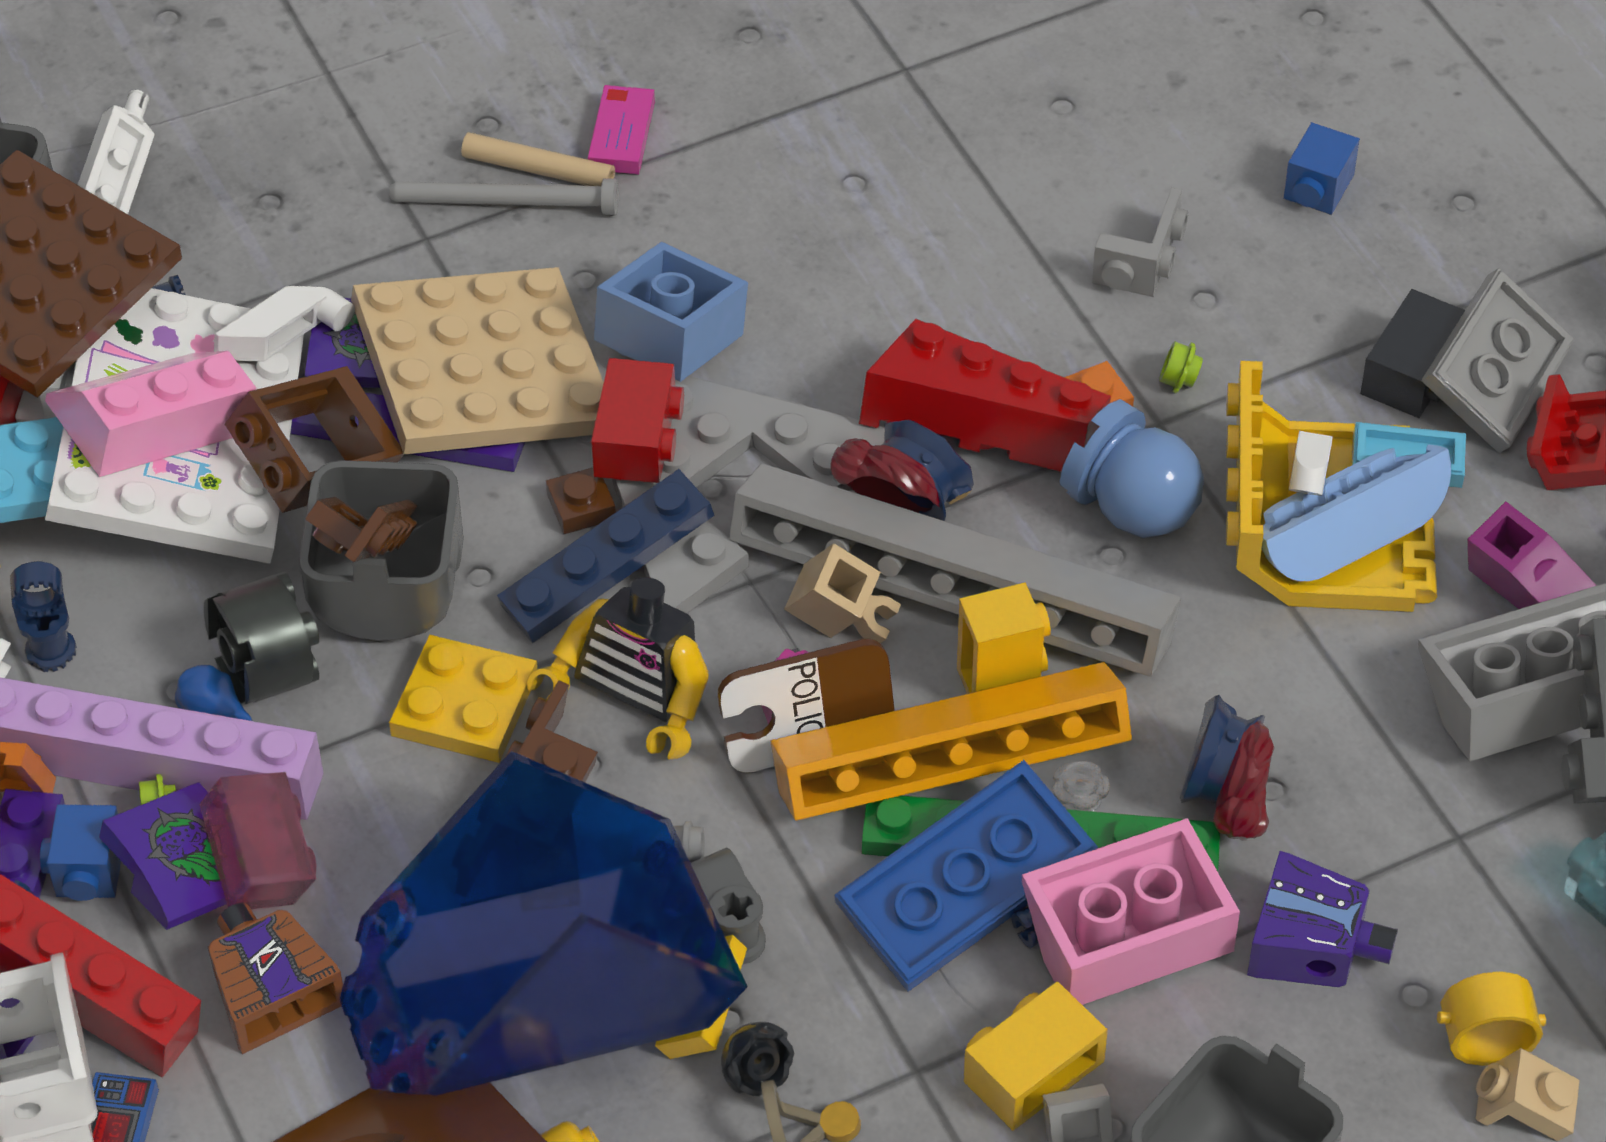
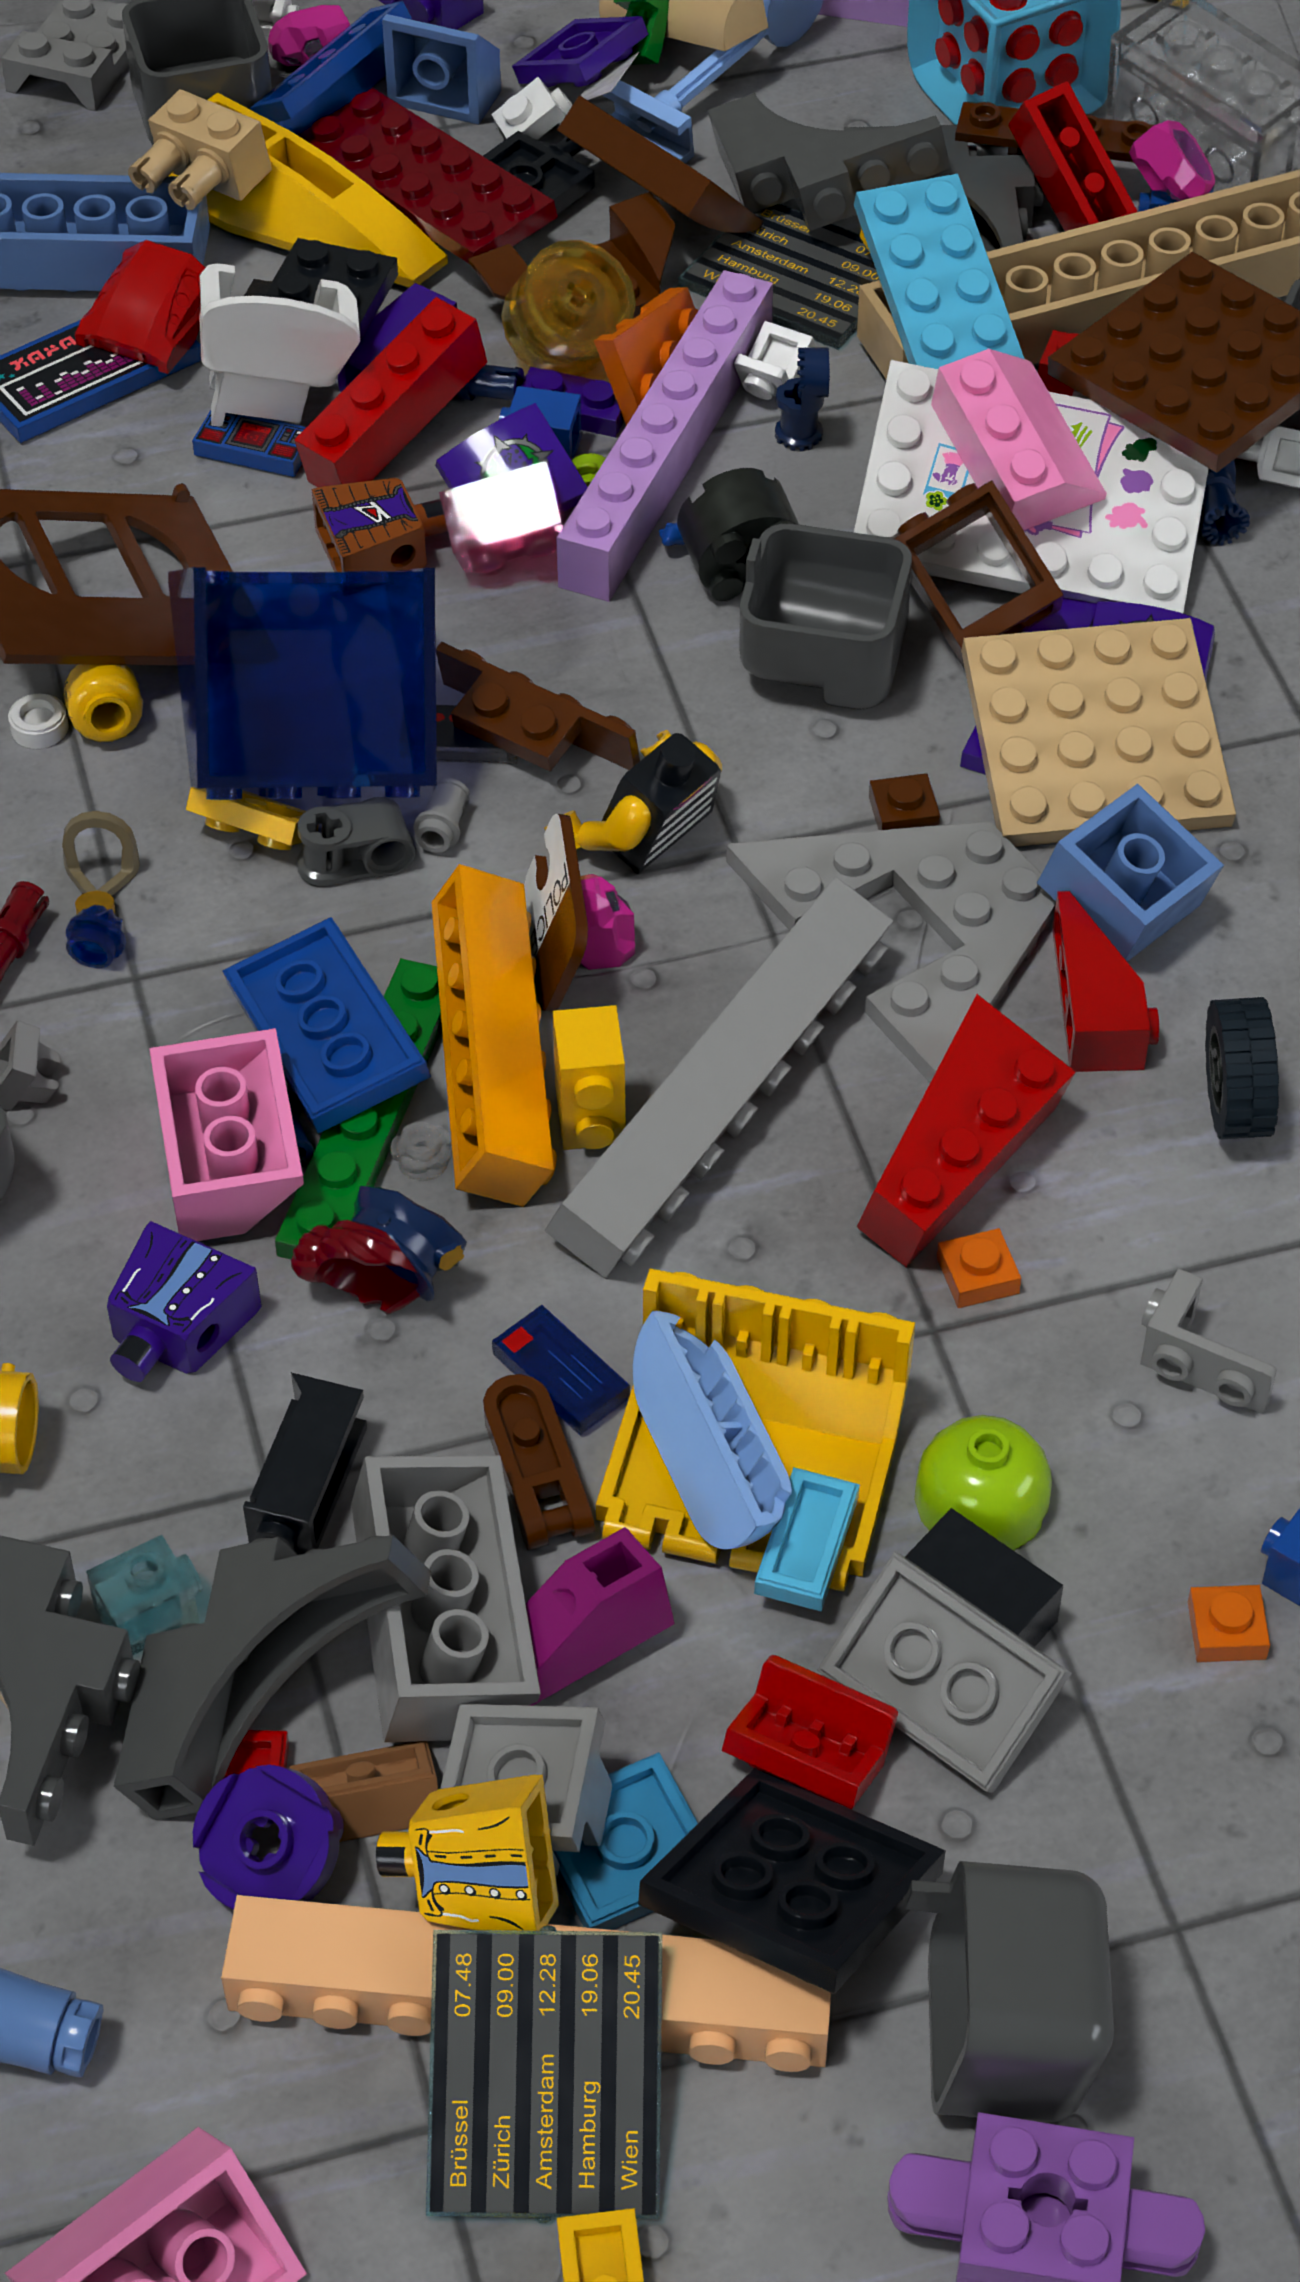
camera: 100 degrees right, 0 degrees up
(281, 321) = (1147, 563): white piece -> none
(346, 529) = (800, 540): reddish brown bracket -> none
(463, 698) = (667, 690): yellow plate -> none
(605, 555) = (809, 802): dark blue plate -> none
(635, 420) = (965, 819): red brick -> none
(772, 1053) = (172, 841): black plate -> none
(793, 337) = (1099, 995): none -> red slope
(837, 592) = (706, 965): tan brick -> none
(881, 220) = (1242, 1068): none -> black wheel
(887, 1099) = (95, 937): none -> clear blue plate
(908, 470) = (854, 1042): piece -> none
(1034, 1053) = (101, 1045): yellow brick -> none
(1138, 474) = (818, 1238): medium blue tile -> none
(1180, 366) = (1002, 1349): lime plate -> none
(1283, 650) = (575, 1376): none -> clear blue tile
(1310, 463) = (791, 1407): white piece -> none
(1312, 364) = (988, 1475): none -> lime cylinder
(1377, 646) = (535, 1460): none -> reddish brown plate
(1380, 223) = (1228, 1623): none -> orange plate
(1452, 792) = (306, 1464): none -> black window

